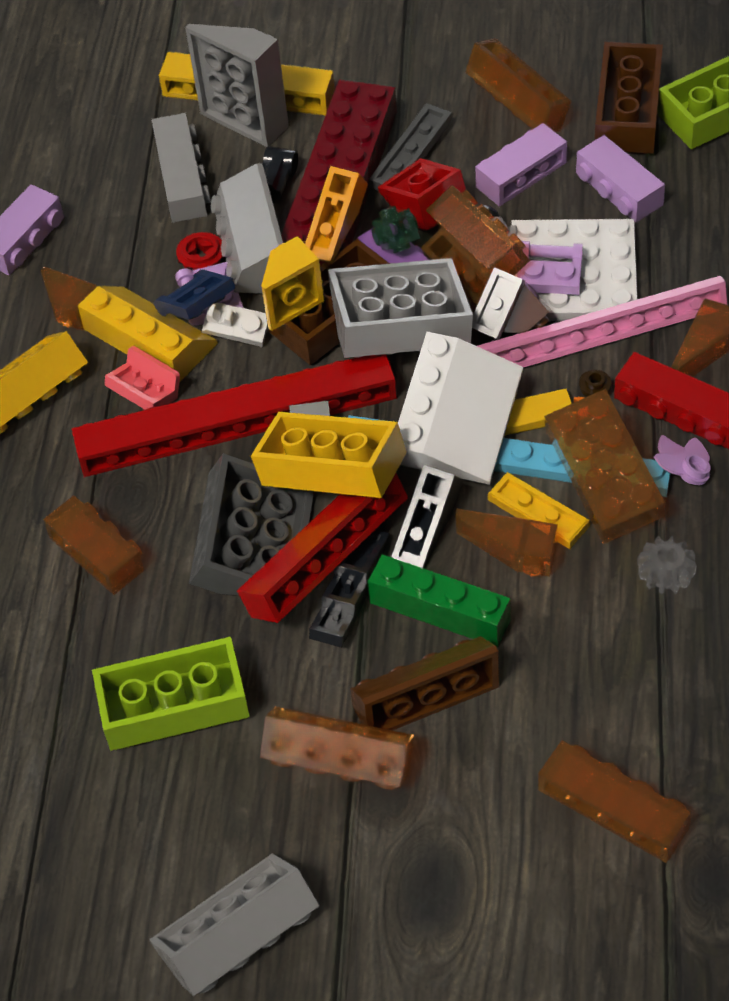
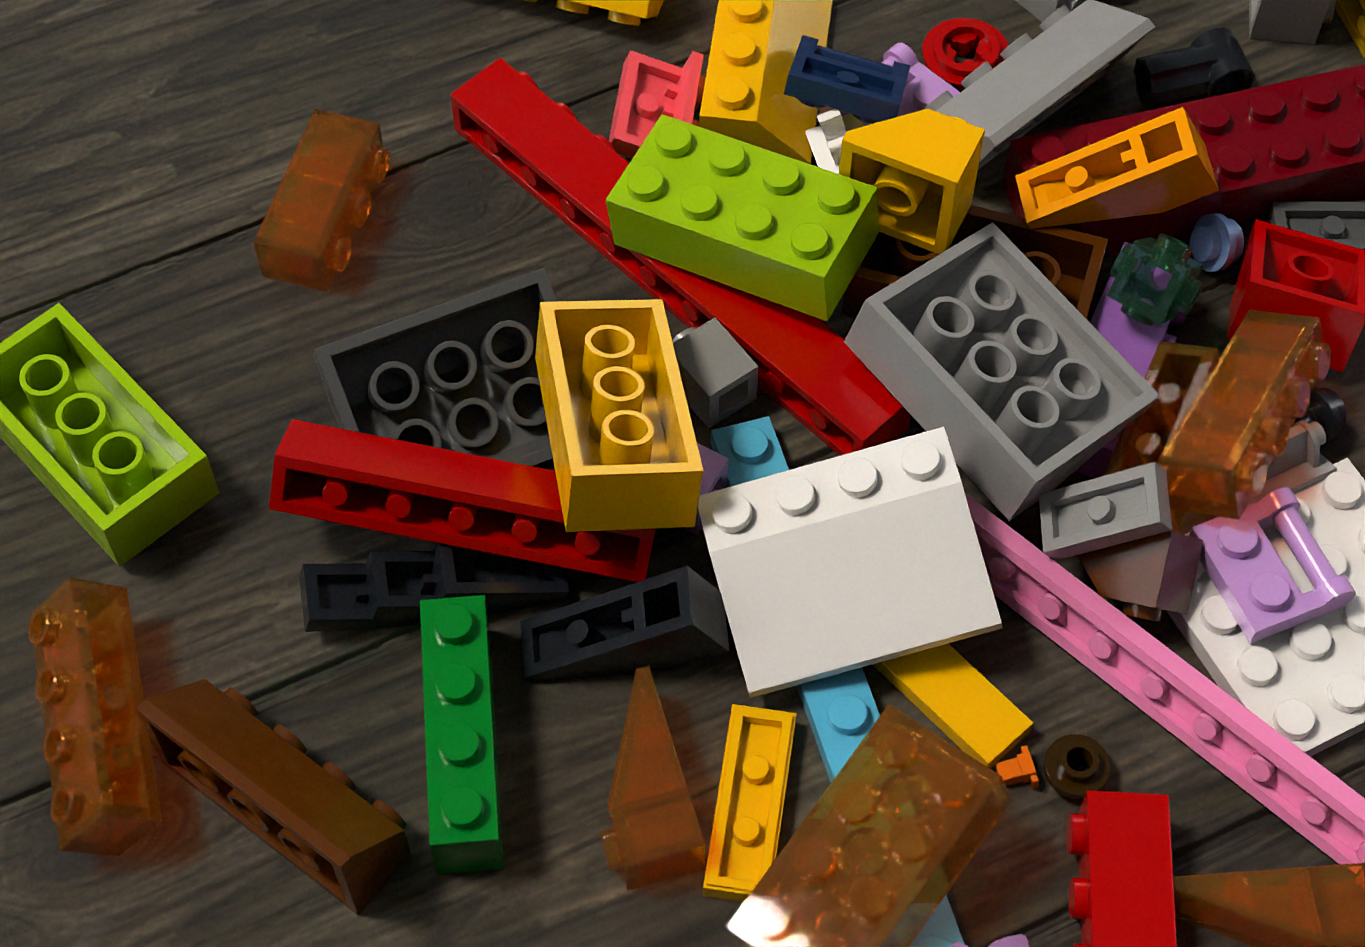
camera: 55 degrees right, 5 degrees up
(253, 361) = (744, 216): none -> lime brick
(370, 208) = (1216, 242): none -> light blue plate

